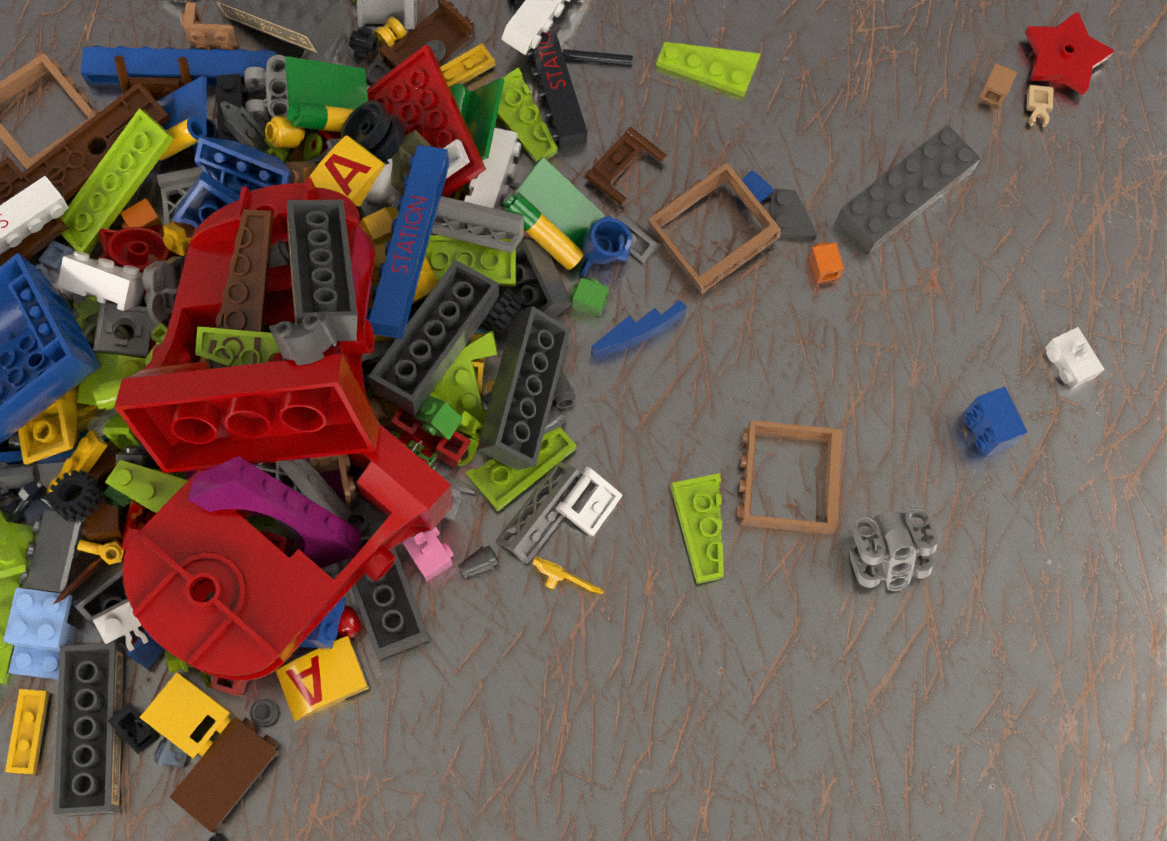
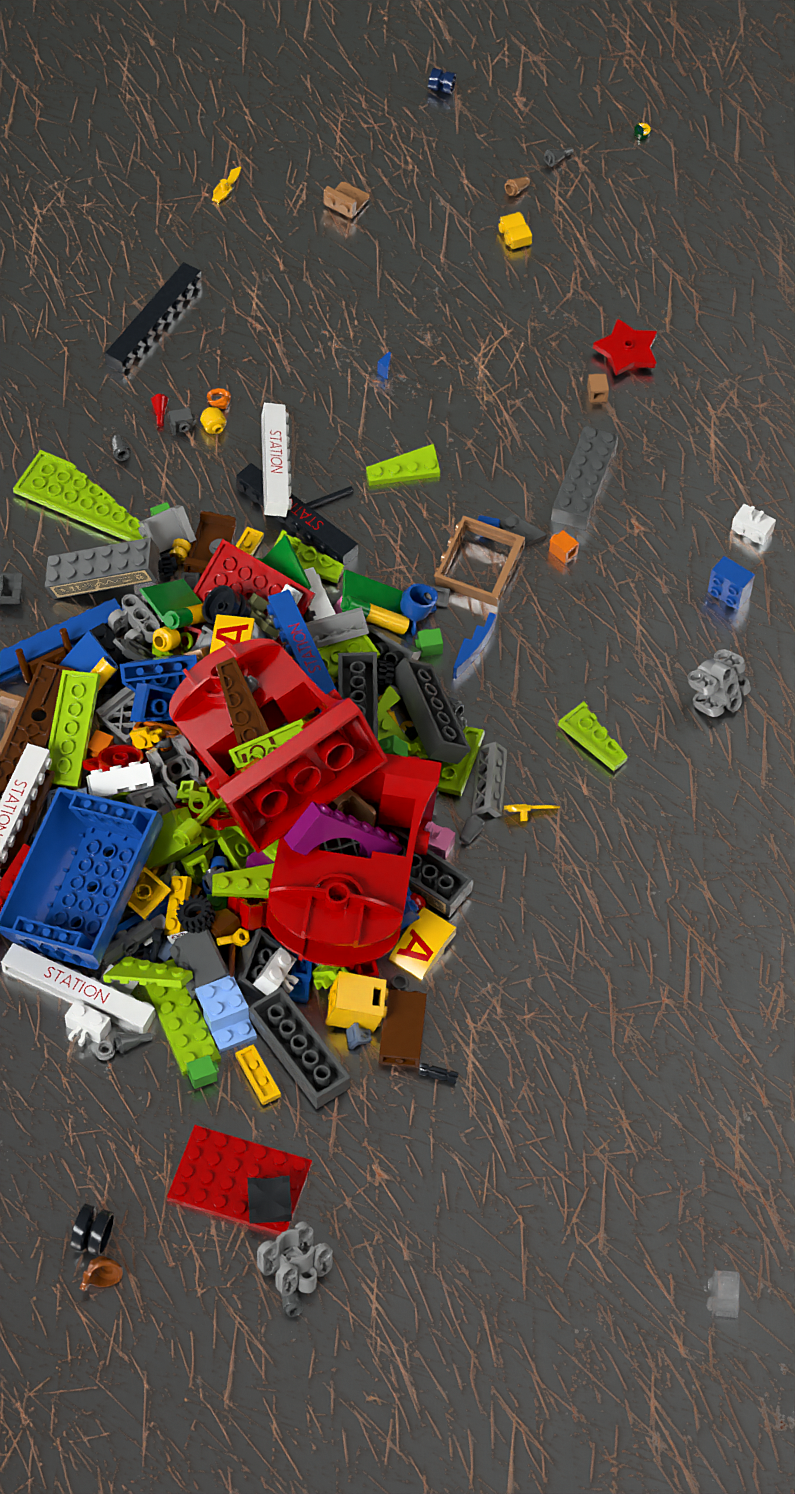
camera: 30 degrees left, 15 degrees down
(132, 728) = (327, 1030): black slope -> none
(172, 271) = (162, 752): dark grey tile -> none
(206, 35) = (59, 612): medium nougat bracket -> none
(305, 340) = (321, 702): dark grey cylinder -> none
(322, 264) = (292, 669): dark grey brick -> none
(596, 505) = (521, 758): white plate -> none
(618, 159) = (387, 553): reddish brown plate -> none
(831, 436) = (653, 665): medium nougat window -> none
(1040, 102) = (631, 385): tan plate -> none

